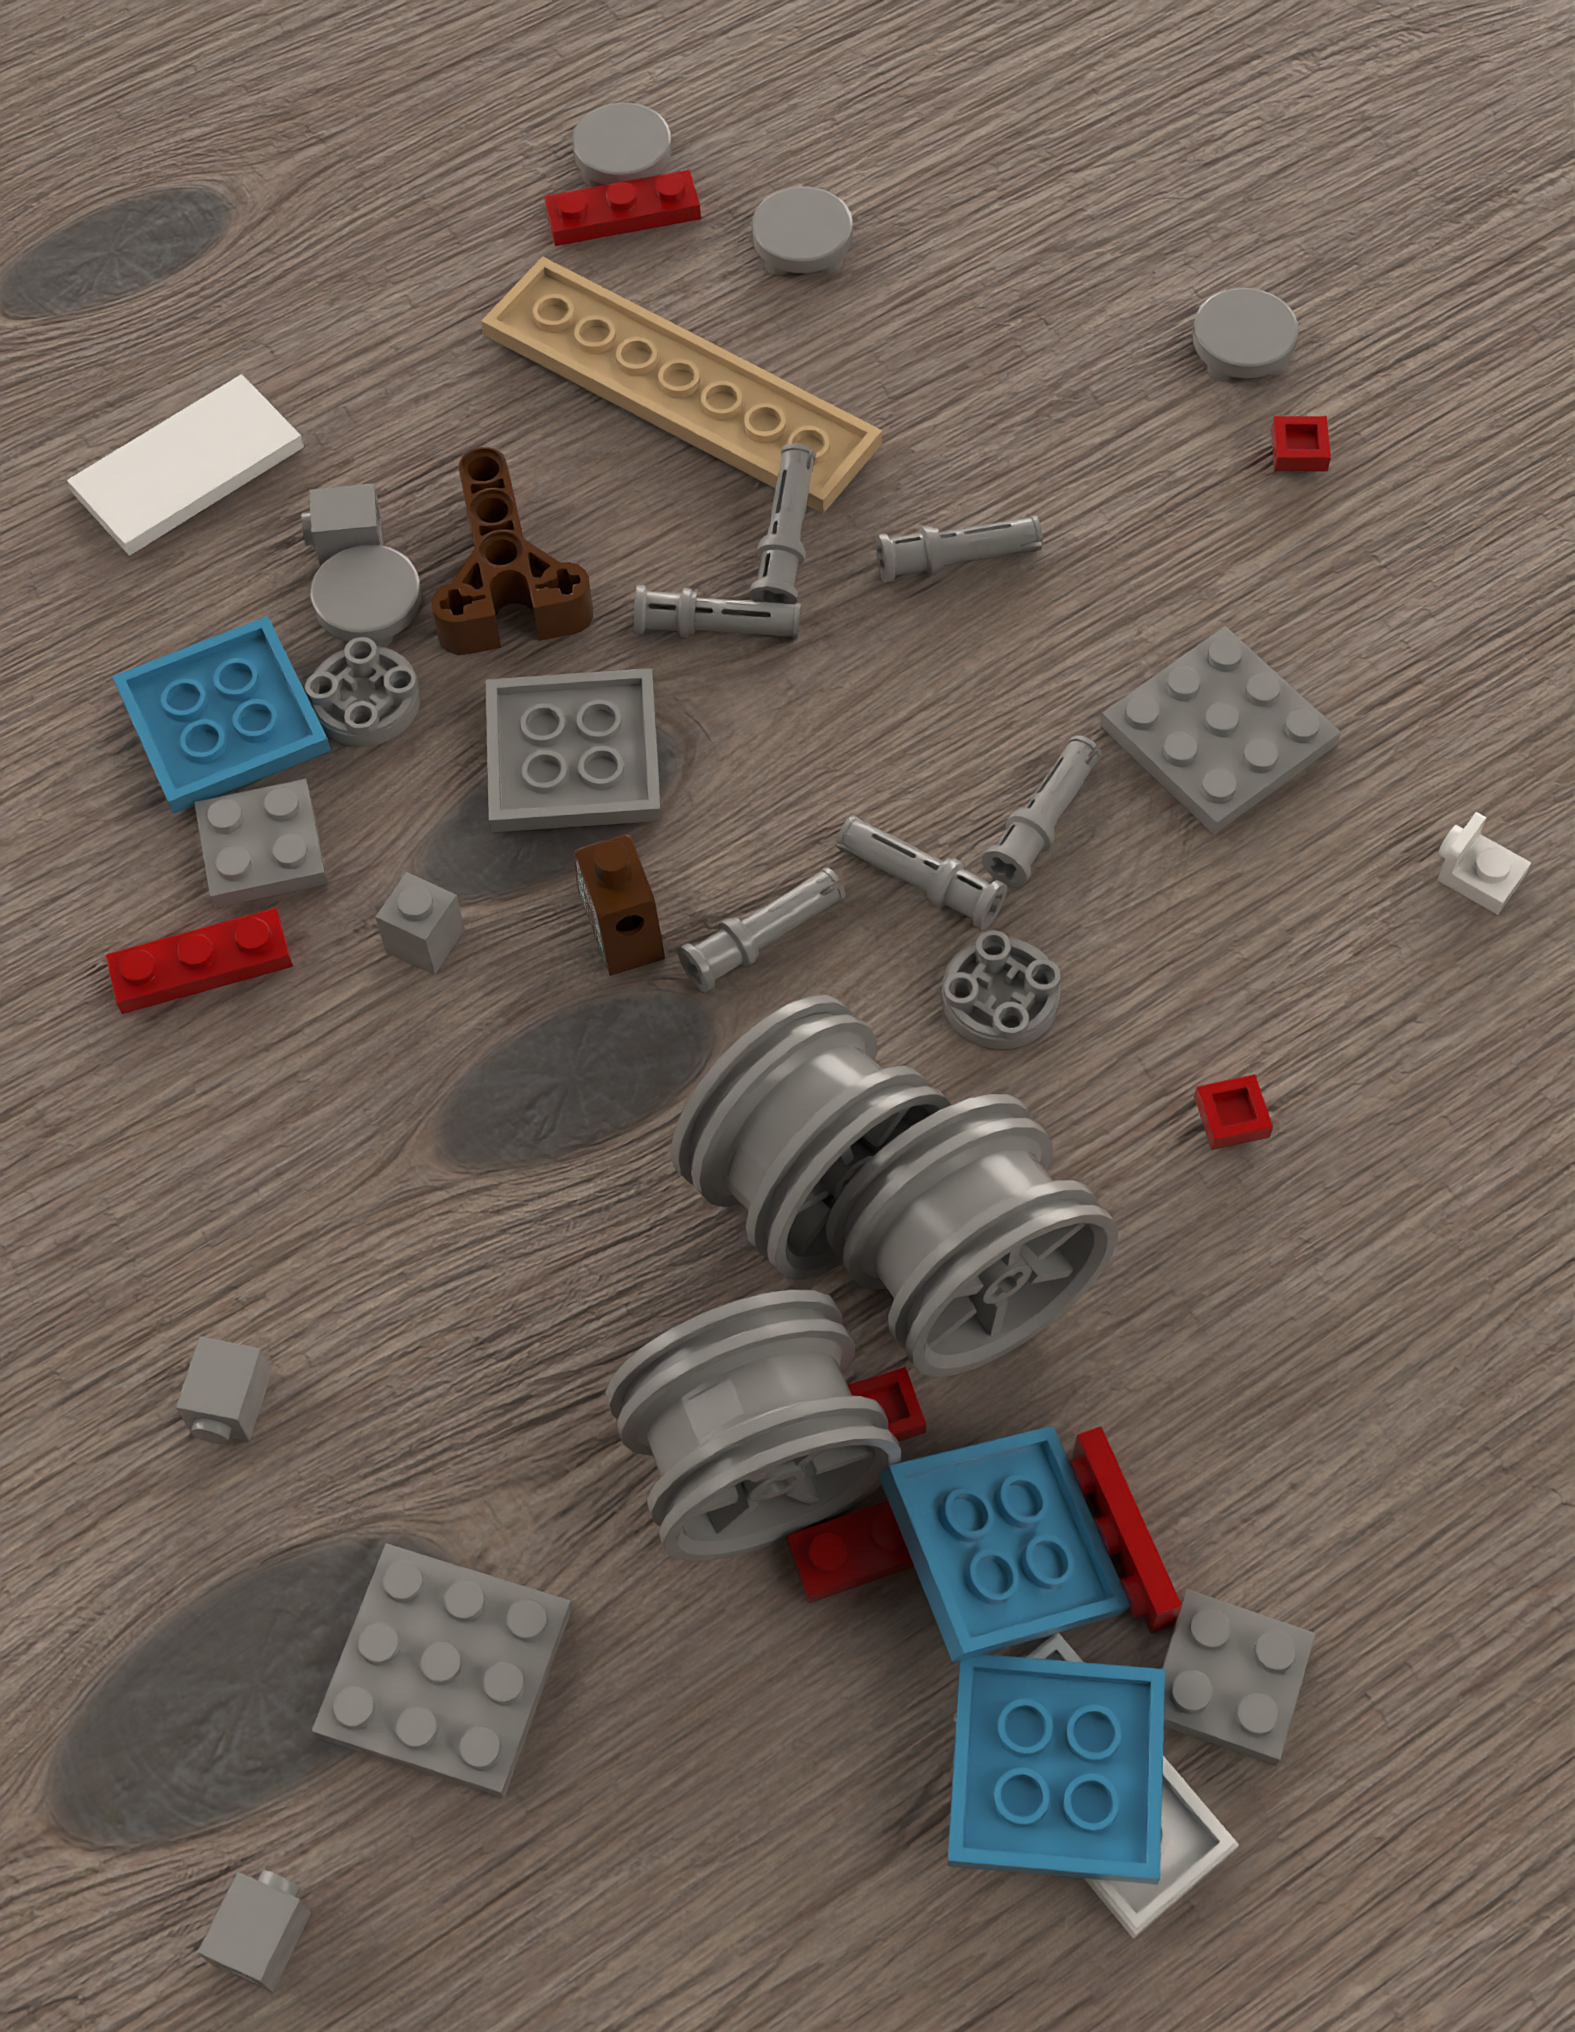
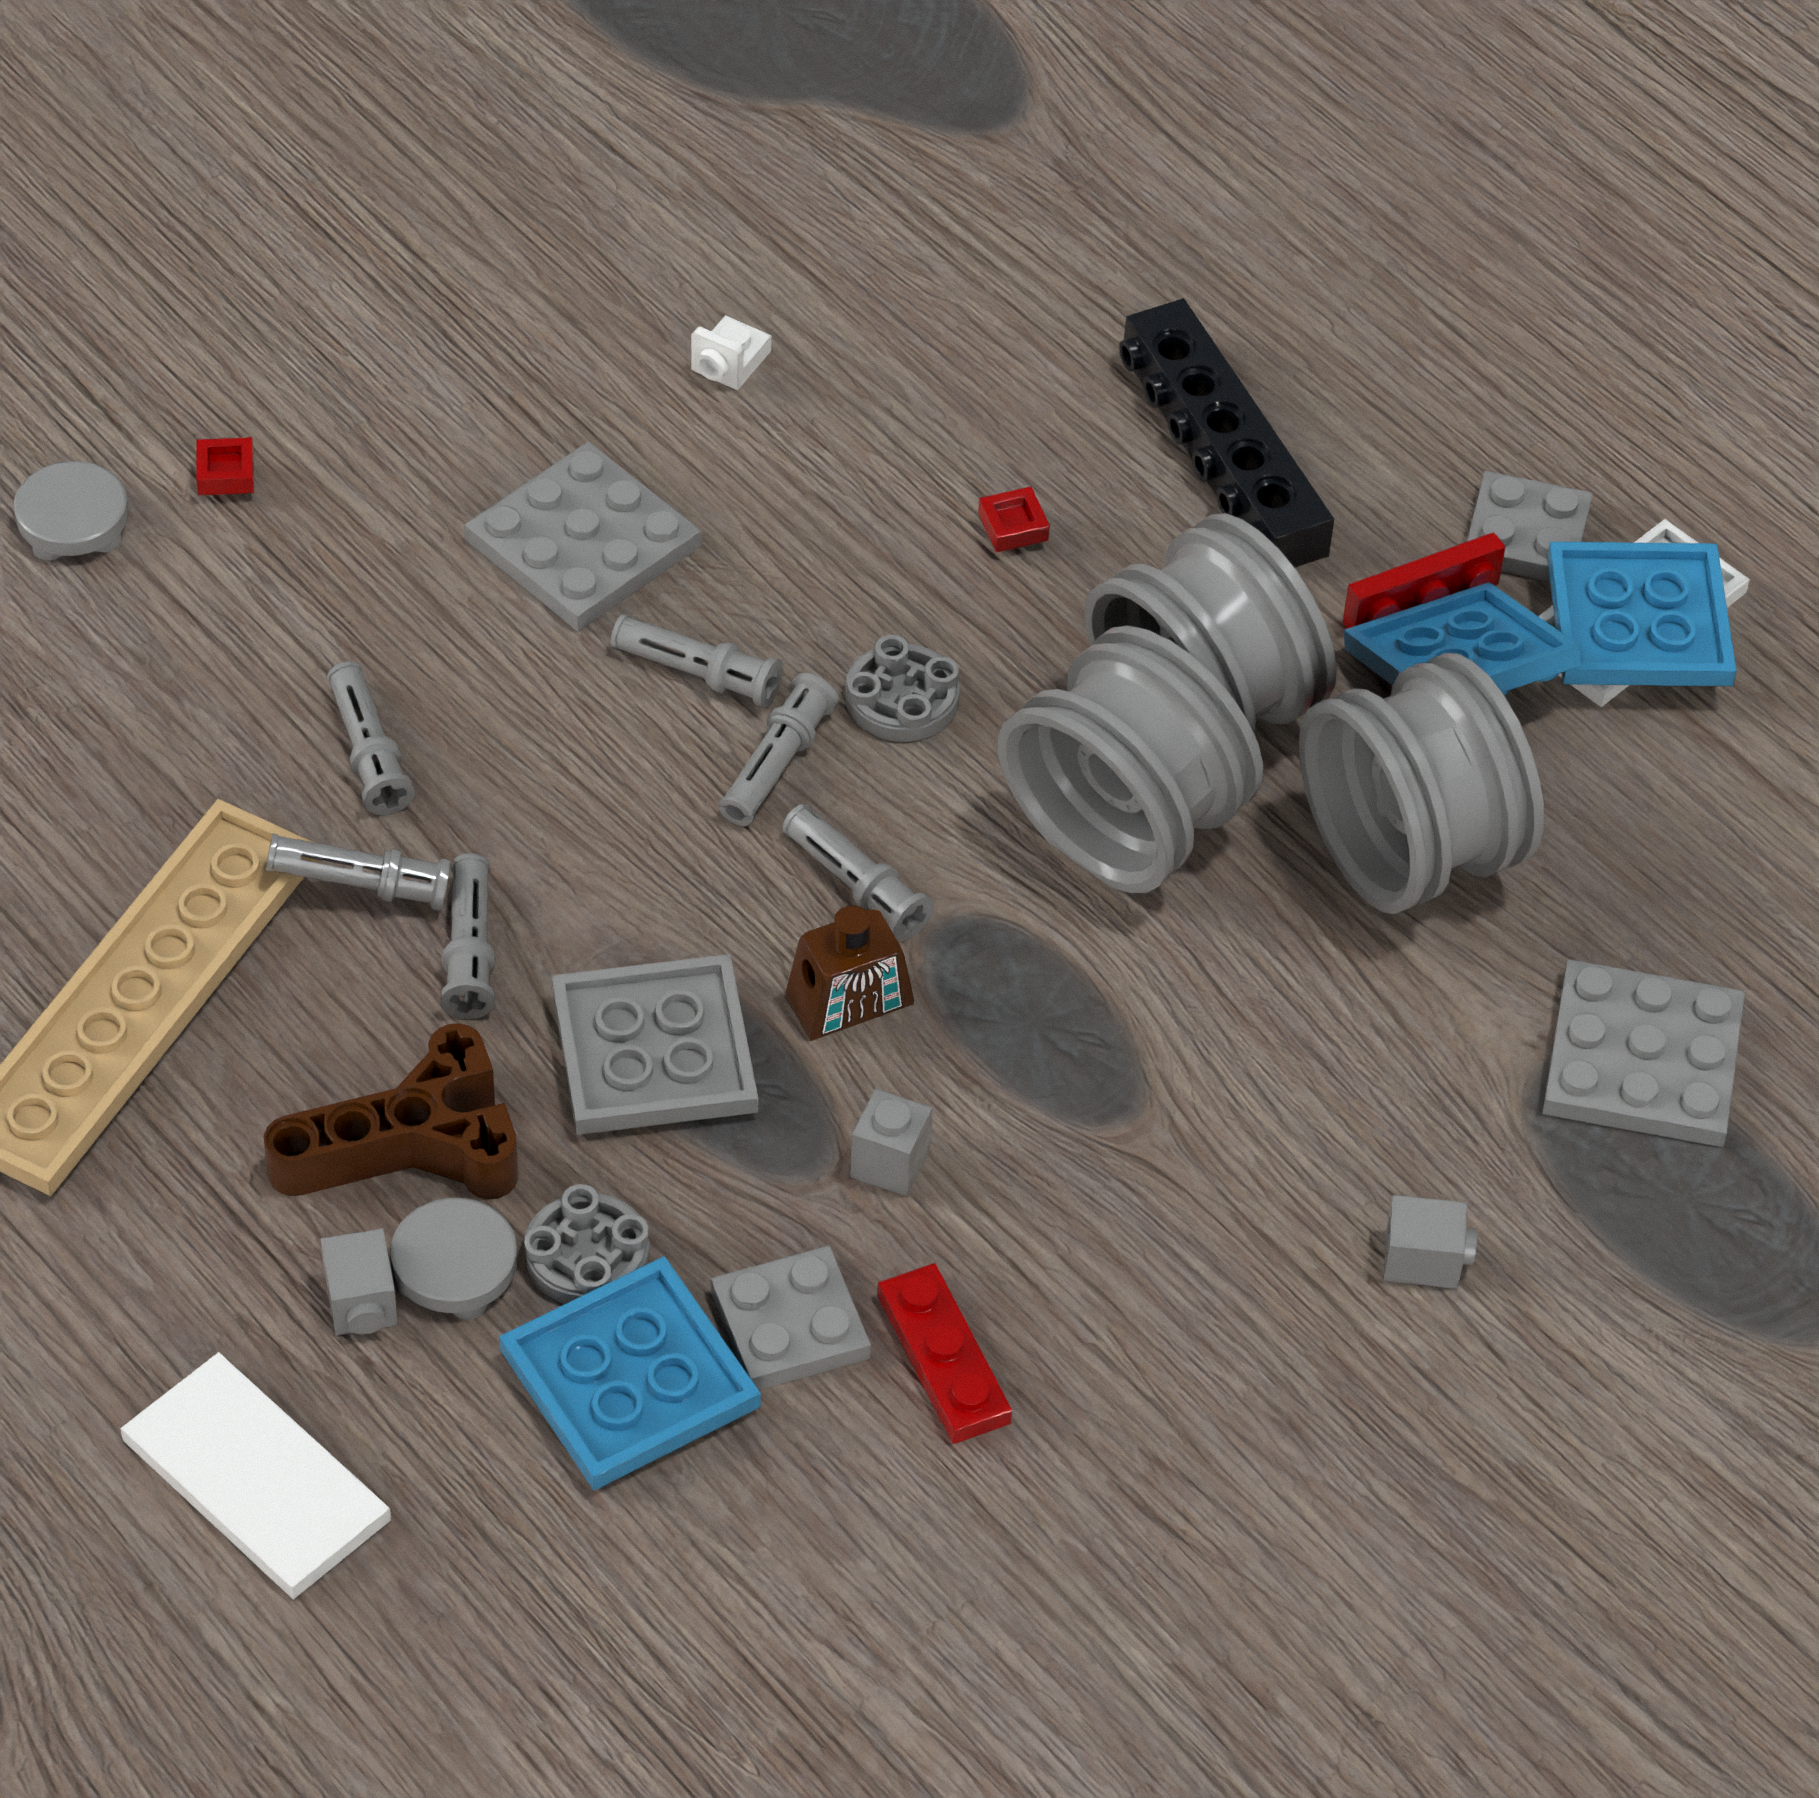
camera: 100 degrees left, 10 degrees down
(1220, 1407) = (1224, 431): none -> black brick

